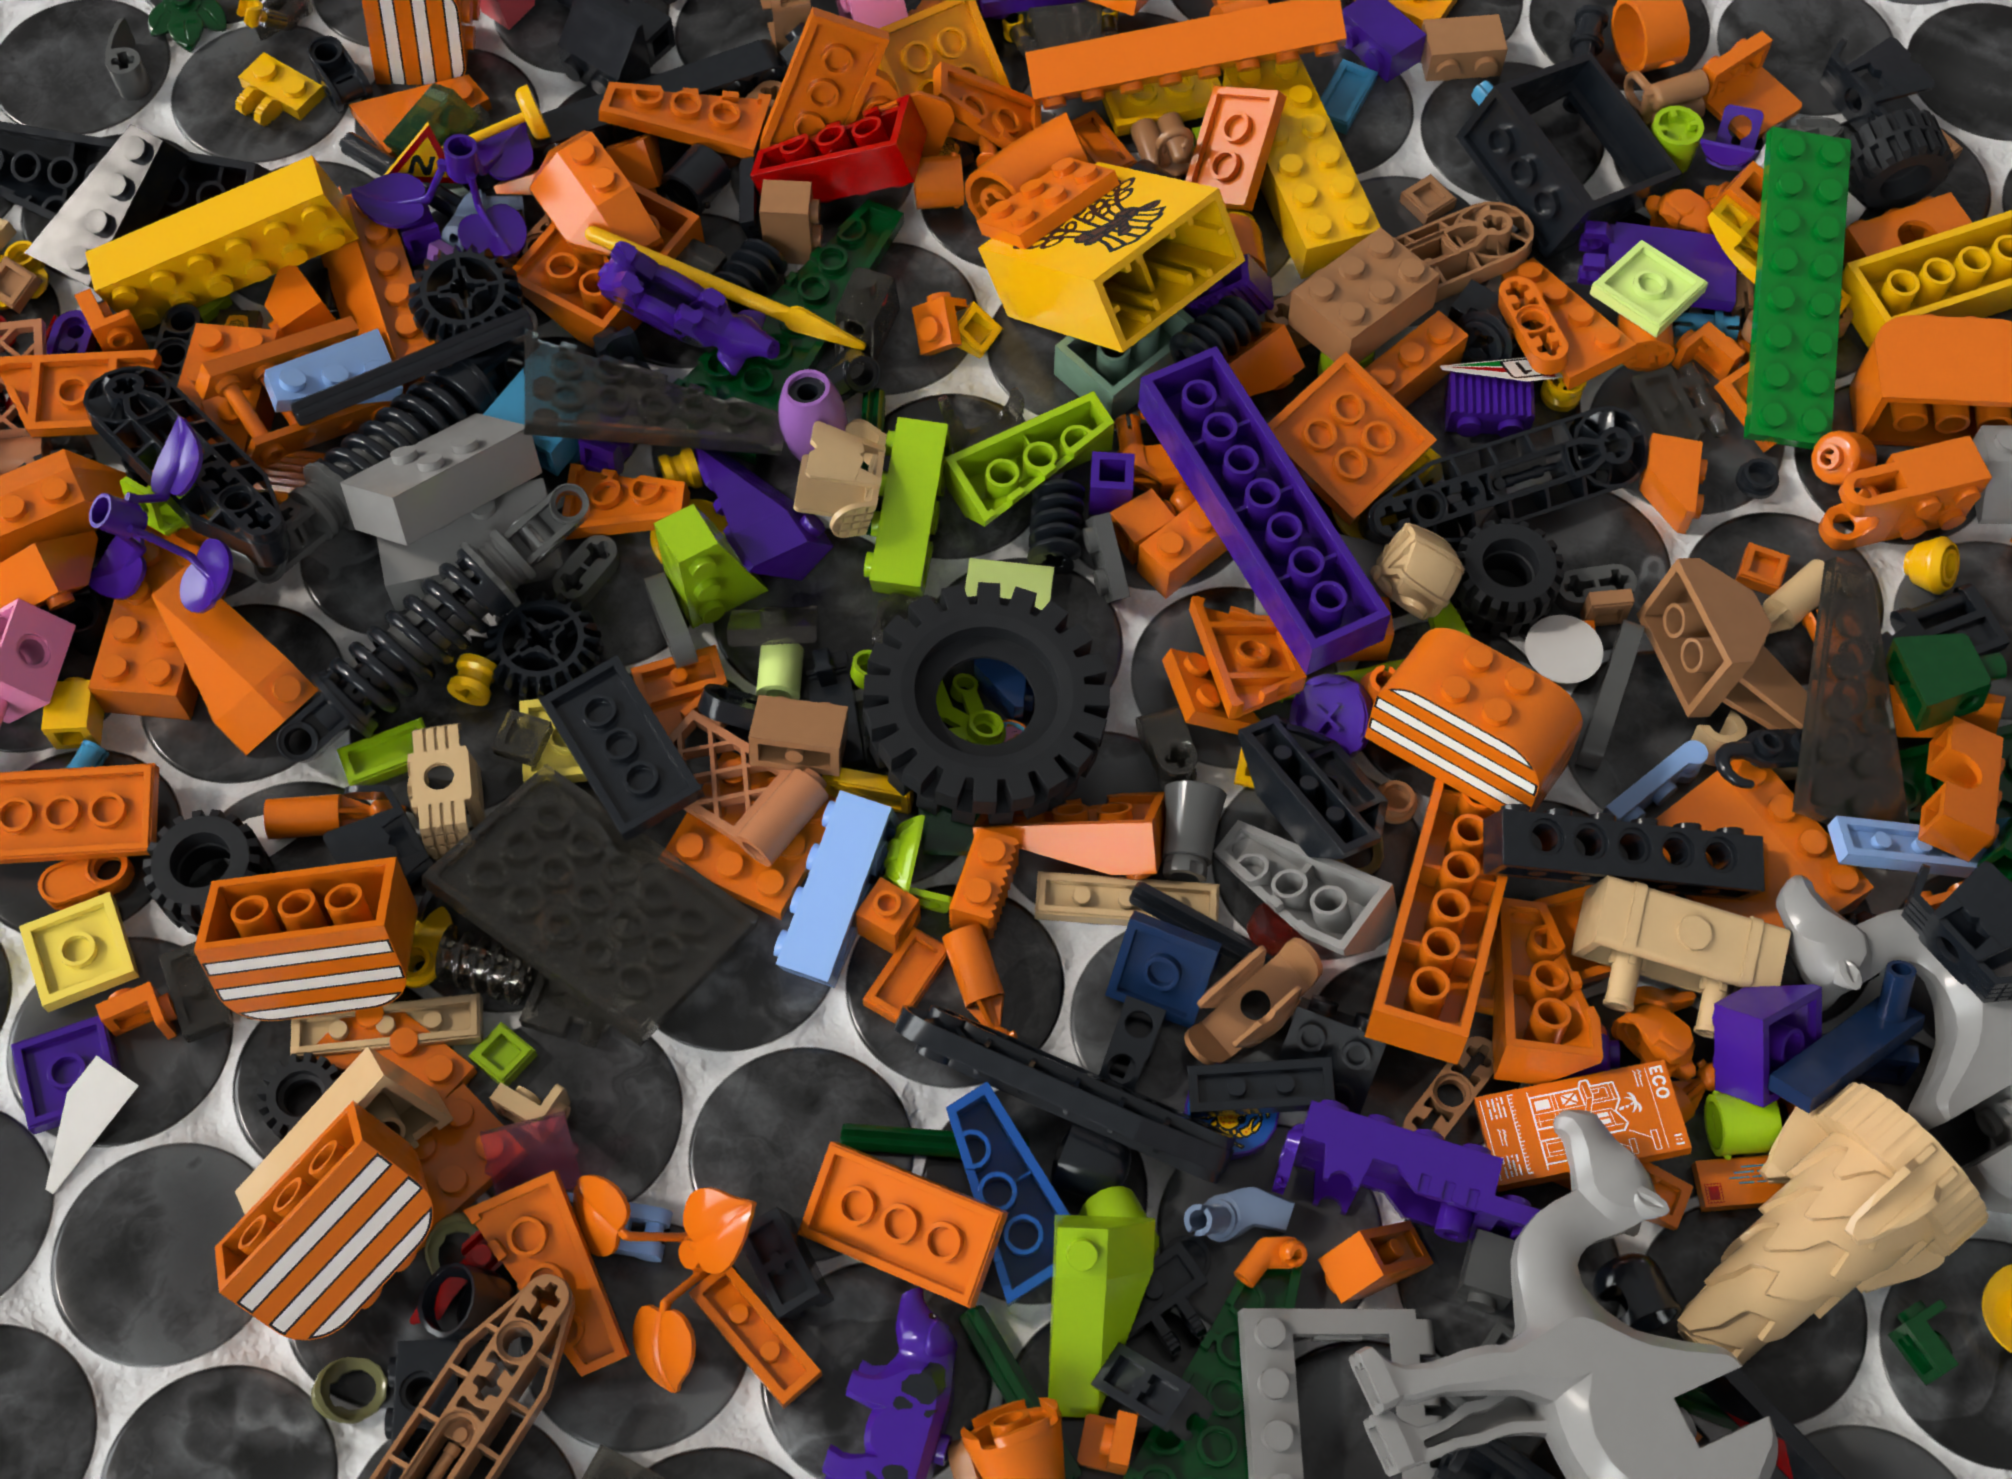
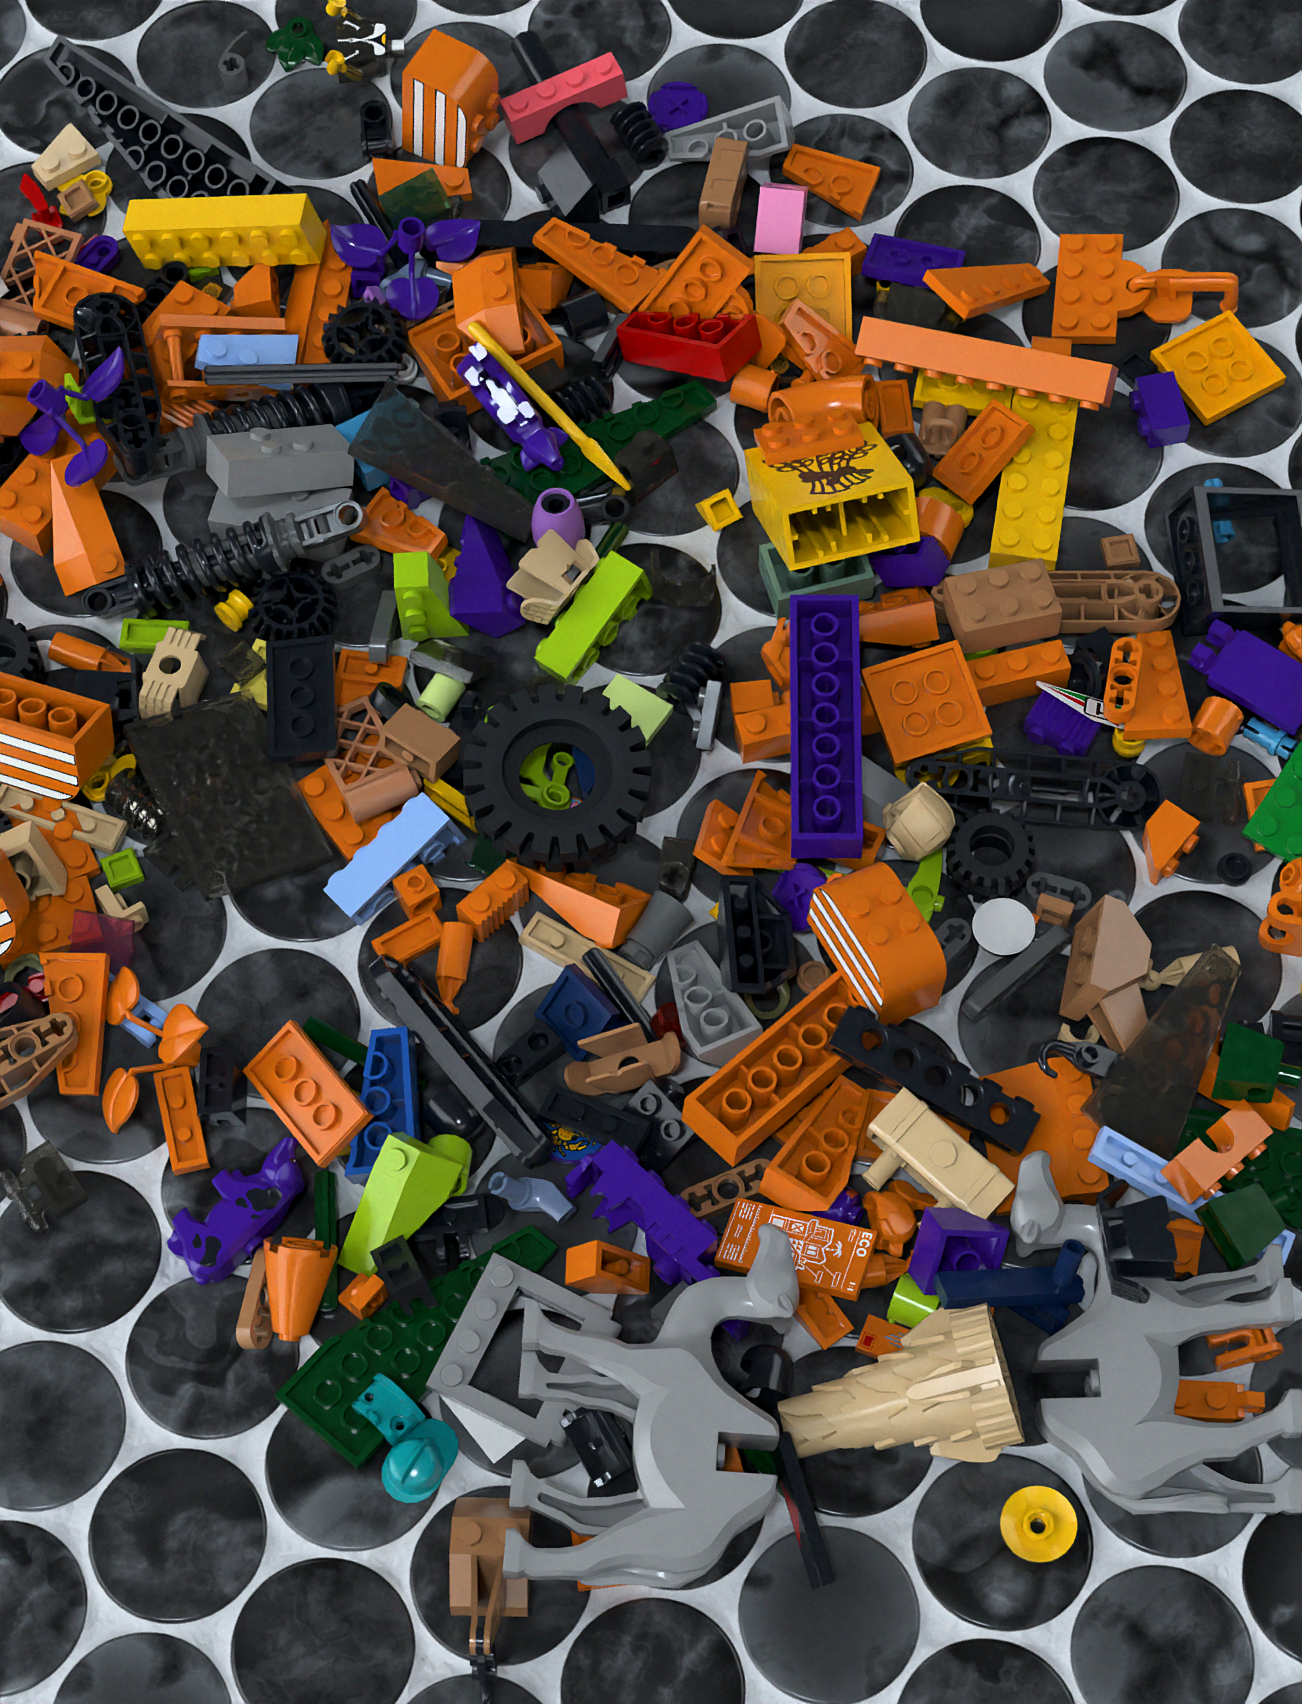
camera: 30 degrees right, 0 degrees up
(111, 331) = (122, 263): orange bracket -> none
(112, 201) = (168, 170): wedge -> none
(274, 89) = (328, 125): yellow hinge -> none
(424, 150) = (485, 218): yellow piece -> none
(681, 468) = (451, 522): yellow wheel -> none
(791, 219) = (626, 373): medium nougat brick -> none
(901, 863) = (446, 861): lime piece -> none
(938, 323) = (692, 492): orange bracket -> none
(1011, 464) = (686, 617): lime wedge -> none
(1110, 481) = (744, 661): dark purple brick -> none
(1223, 325) = (877, 585): black piece -> none
(1270, 1253) = (534, 1229): orange arm -> none
(1347, 94) = (1106, 446): dark azure tile -> none
(1463, 47) = (1218, 445): medium nougat brick -> none
(1648, 288) = (1228, 690): yellowish green tile -> none
(1660, 782) = (1001, 1051): light blue plate -> none
(1711, 349) = (1258, 751): orange bracket -> none
(1762, 569) = (1194, 935): orange tile -> none
(1920, 1344) = (948, 1511): dark green bracket -> none

